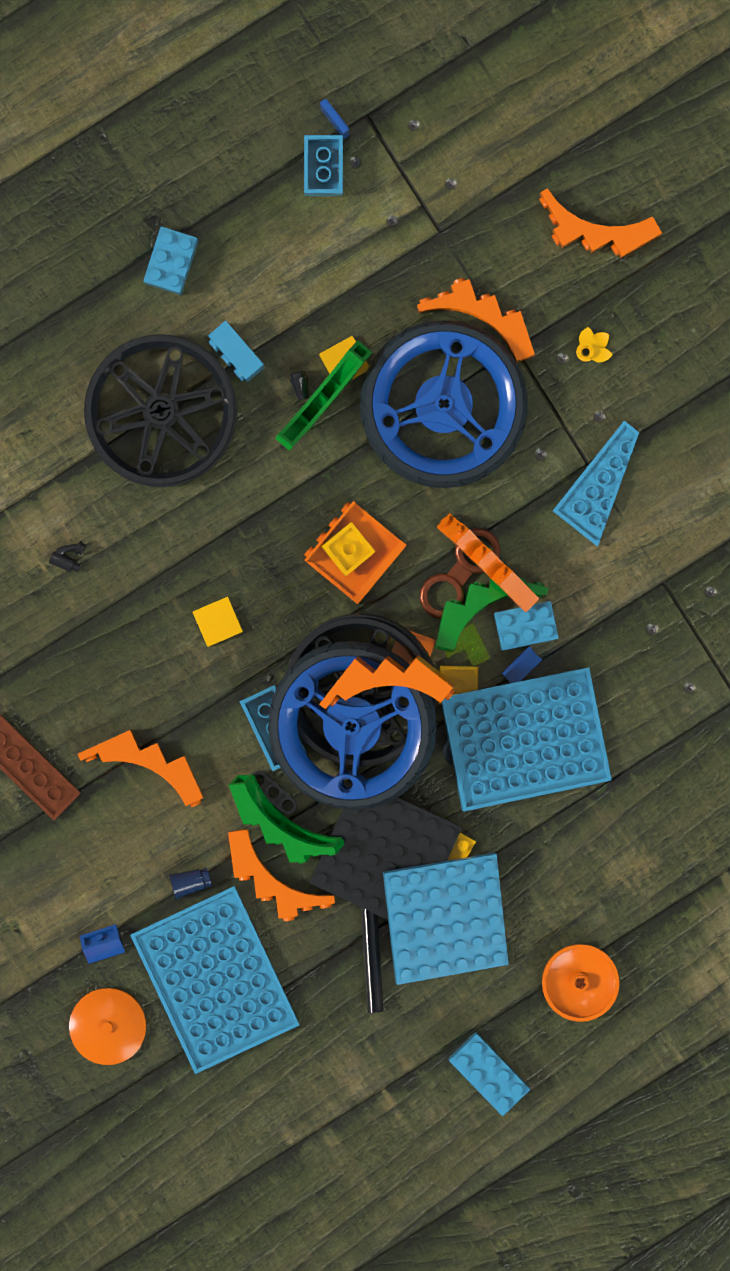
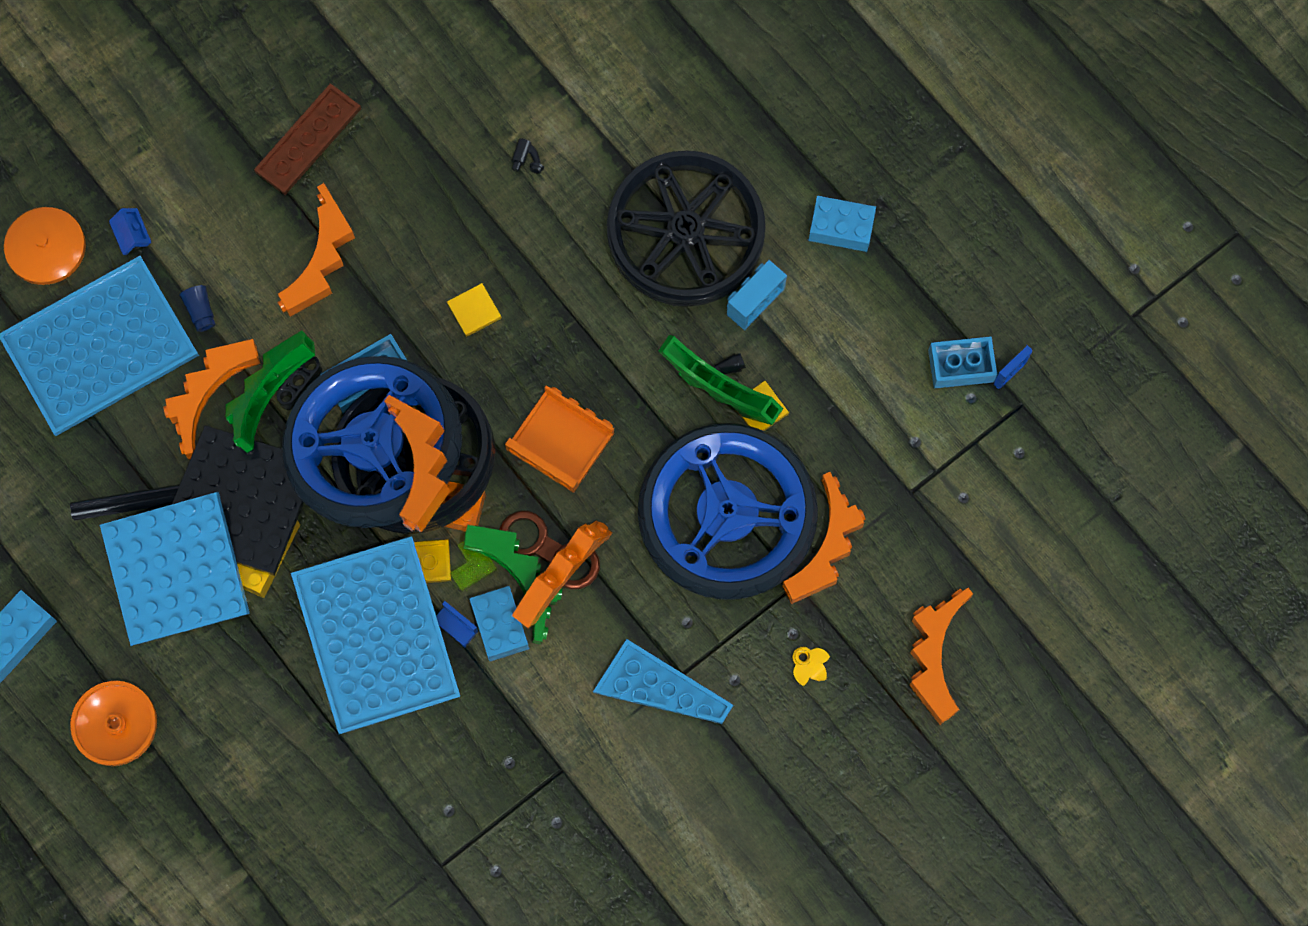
camera: 80 degrees right, 15 degrees down
(348, 549) = (562, 429): yellow plate -> none

